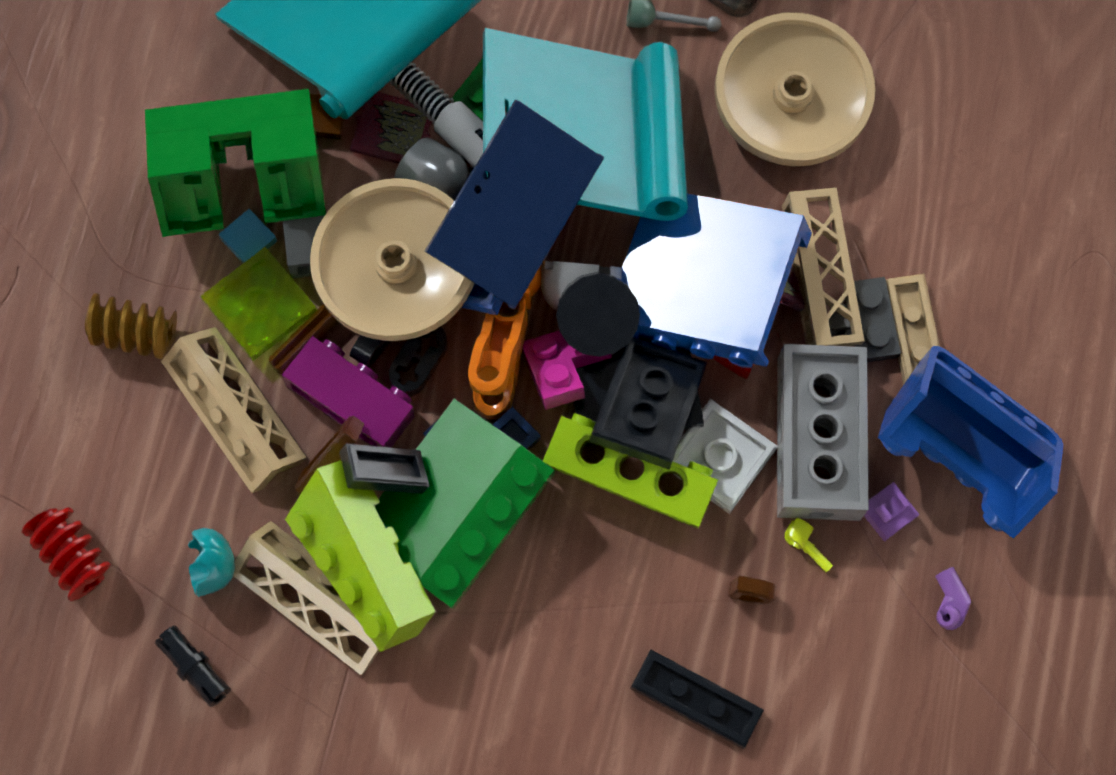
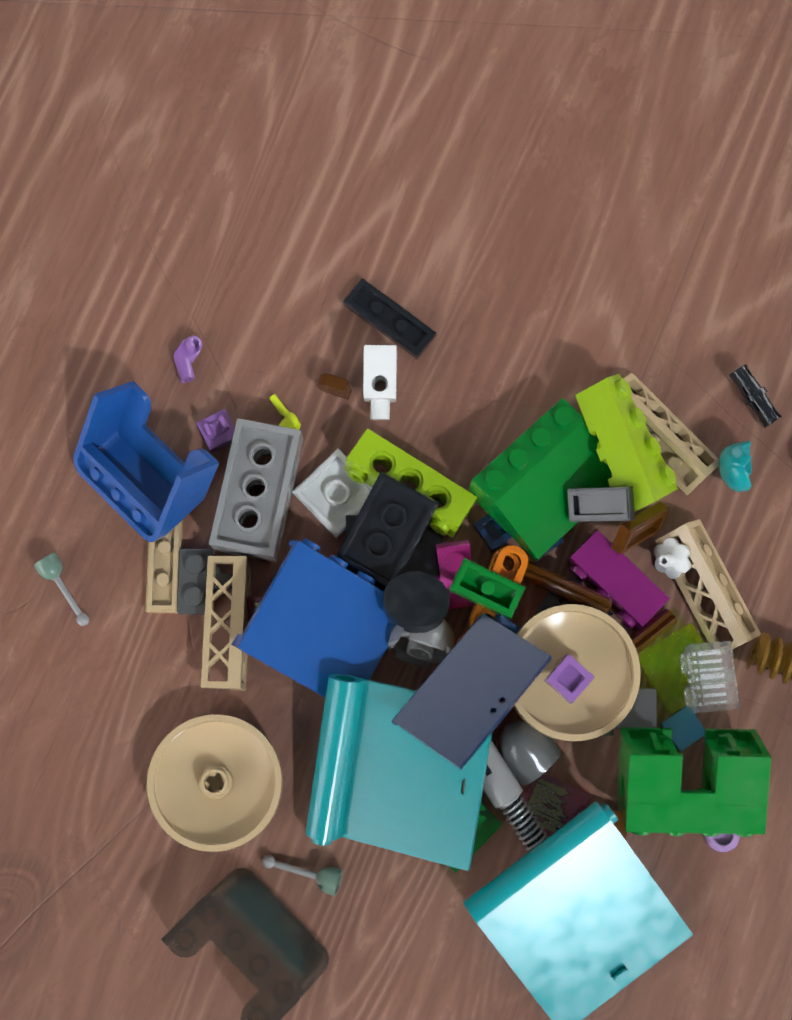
camera: 160 degrees left, 5 degrees up
(222, 287) = (710, 677): none -> clear brick
(283, 434) = (672, 558): none -> white plant
(399, 235) = (569, 678): none -> medium lavender tile
(413, 369) = (566, 588): none -> reddish brown axle
(514, 333) = (486, 588): none -> green slope
(694, 604) = (380, 365): none -> white torso
(1051, 305) = (51, 569): none -> hinge

